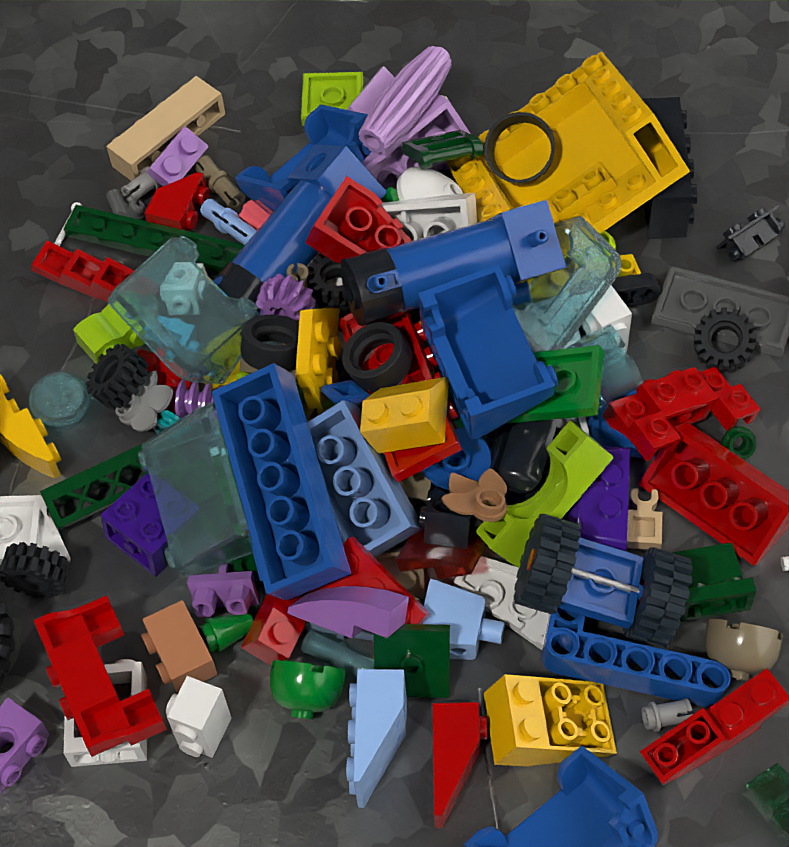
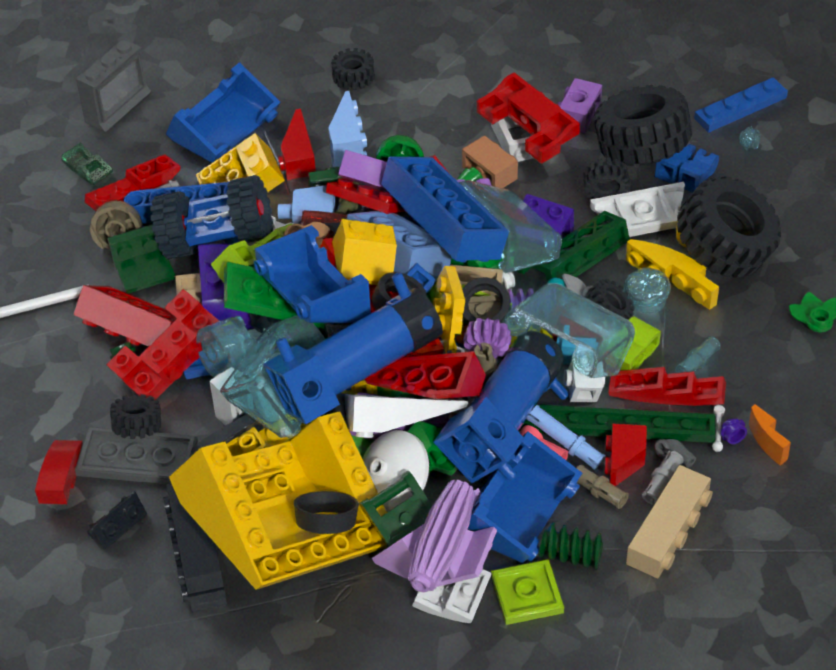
camera: 165 degrees right, 10 degrees down
(19, 200) = (763, 429): none -> orange slope
(45, 306) = (699, 356): none -> clear light blue pin
(52, 215) = (733, 431): none -> dark purple plate
(177, 157) = (642, 487): medium lavender plate -> none
(198, 717) = (460, 124): white brick -> none
(273, 119) = (572, 546): none -> dark green piece

